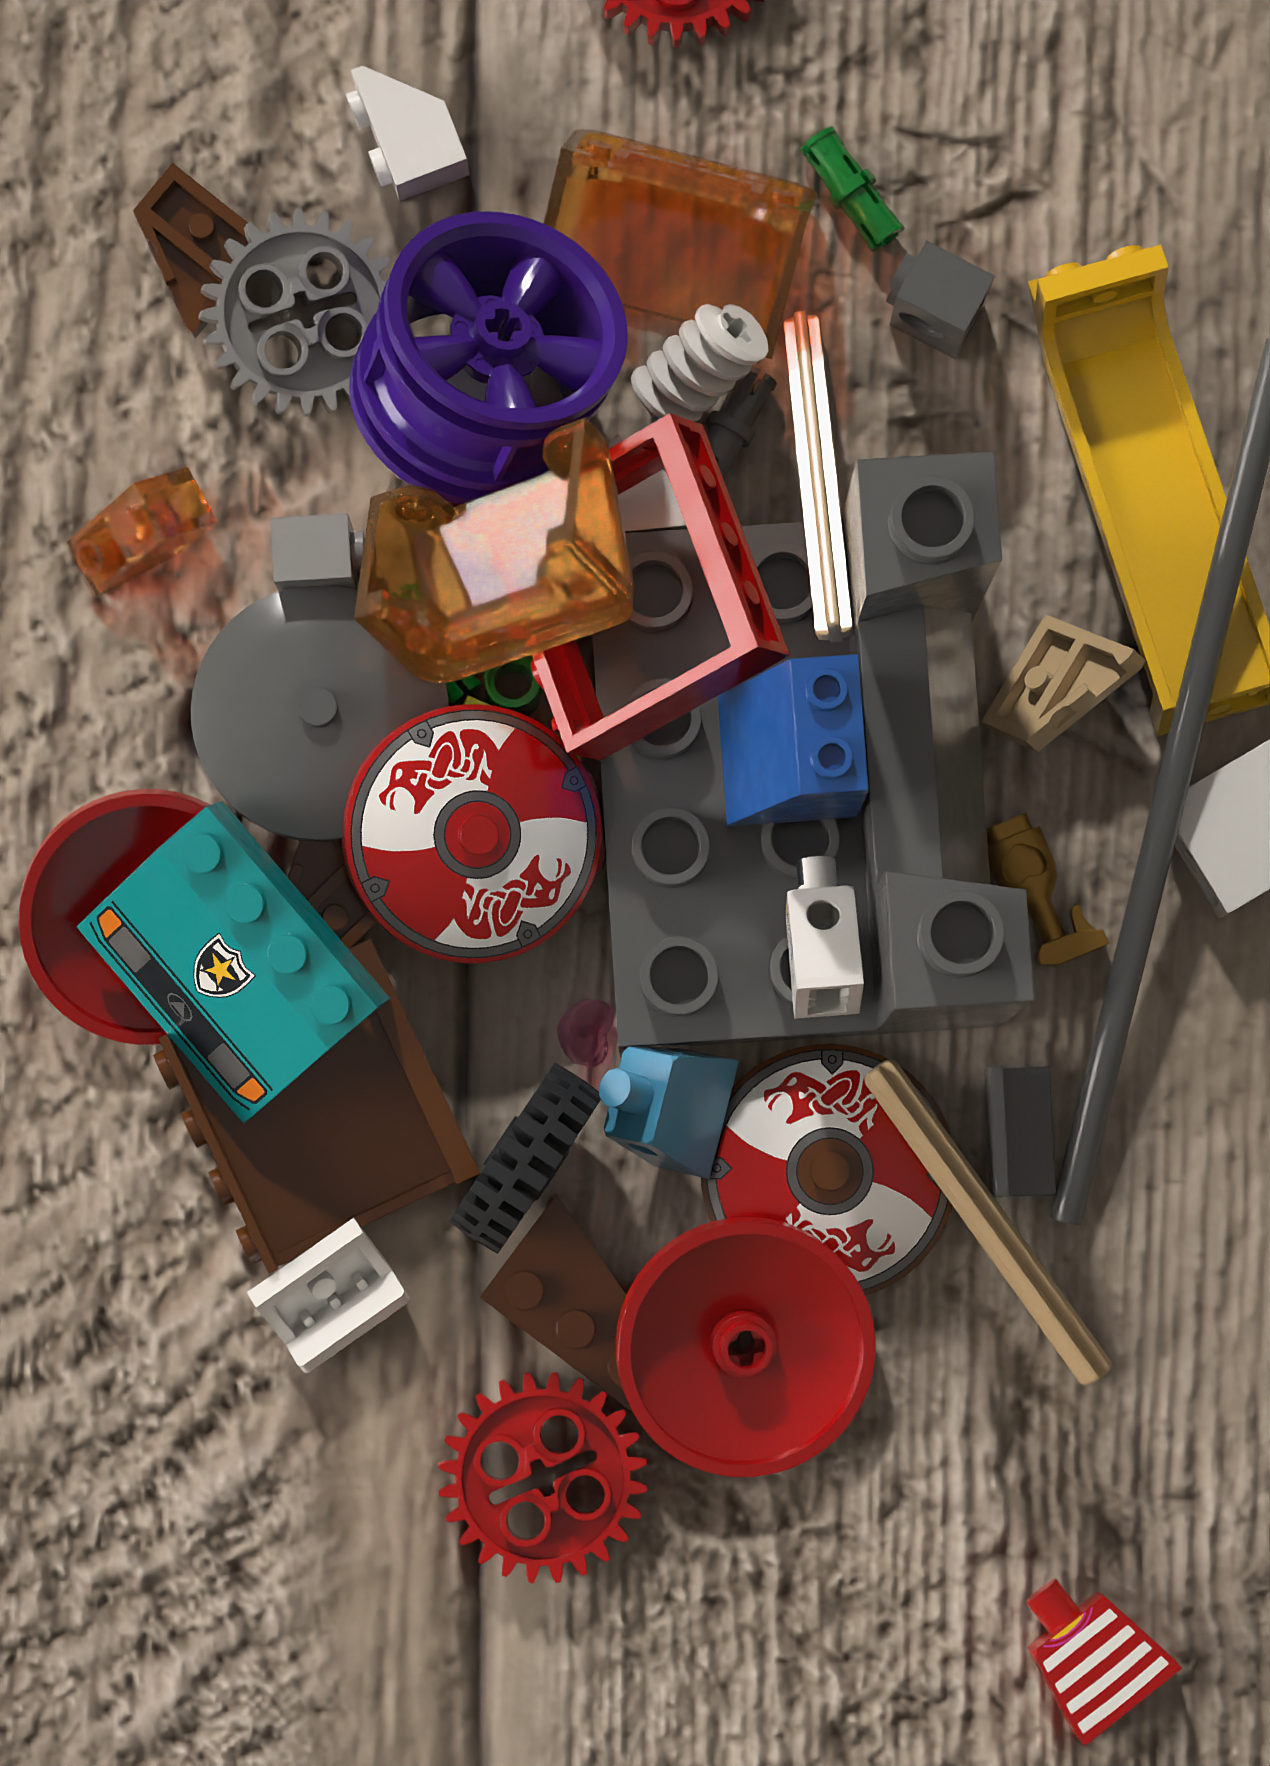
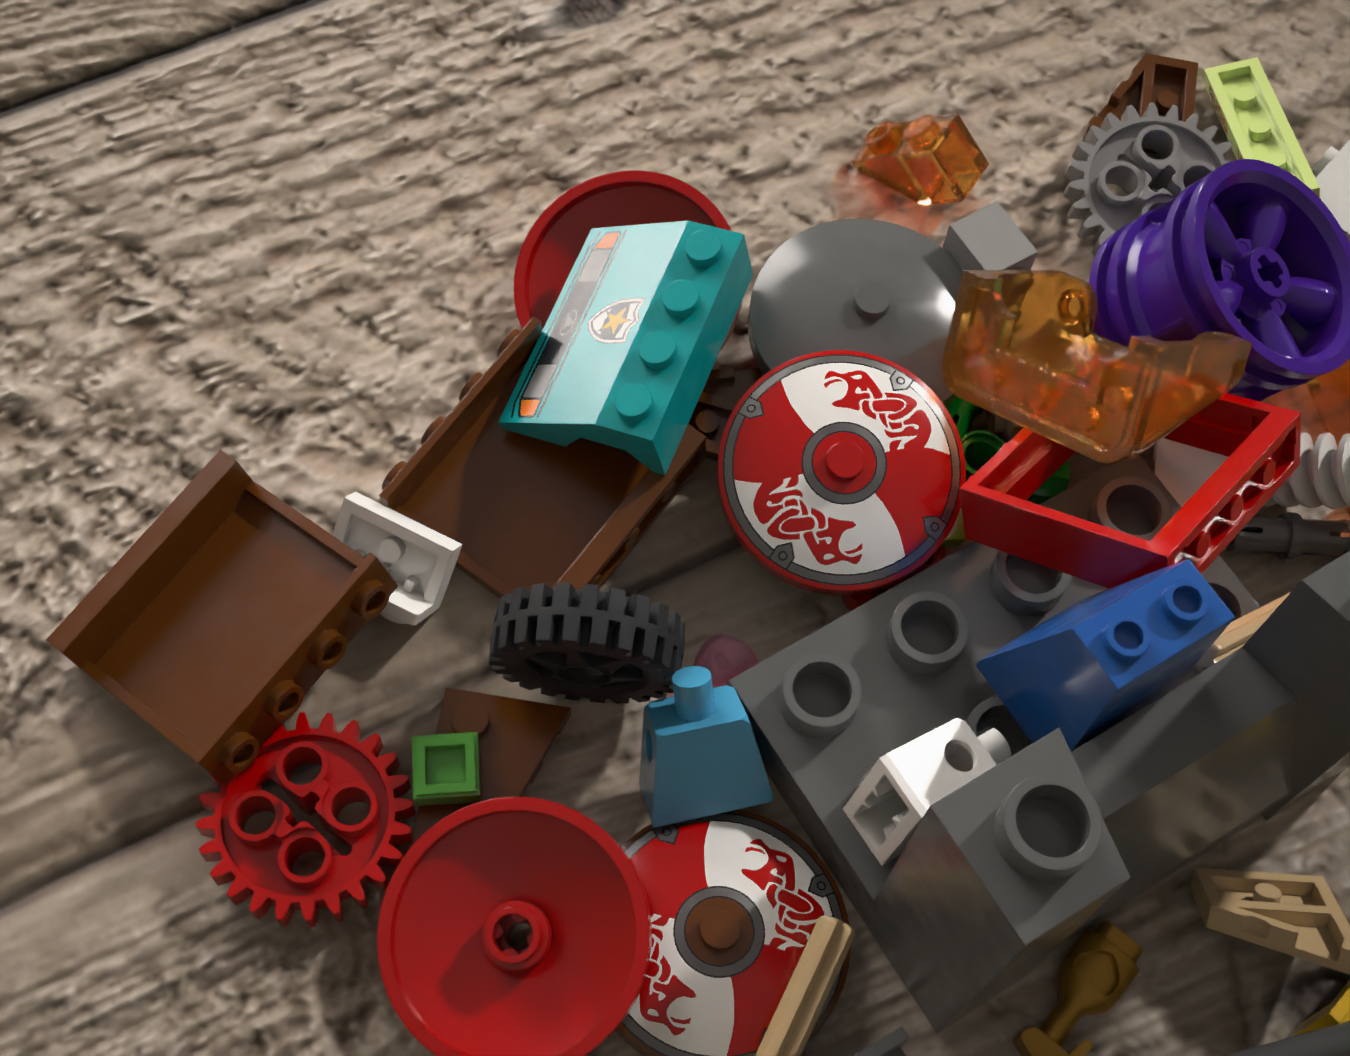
camera: 55 degrees right, 20 degrees down
(300, 167) = (1255, 118): none -> yellowish green plate
(320, 1467) = (223, 617): none -> reddish brown panel
(565, 1335) = (446, 769): none -> bright green tile

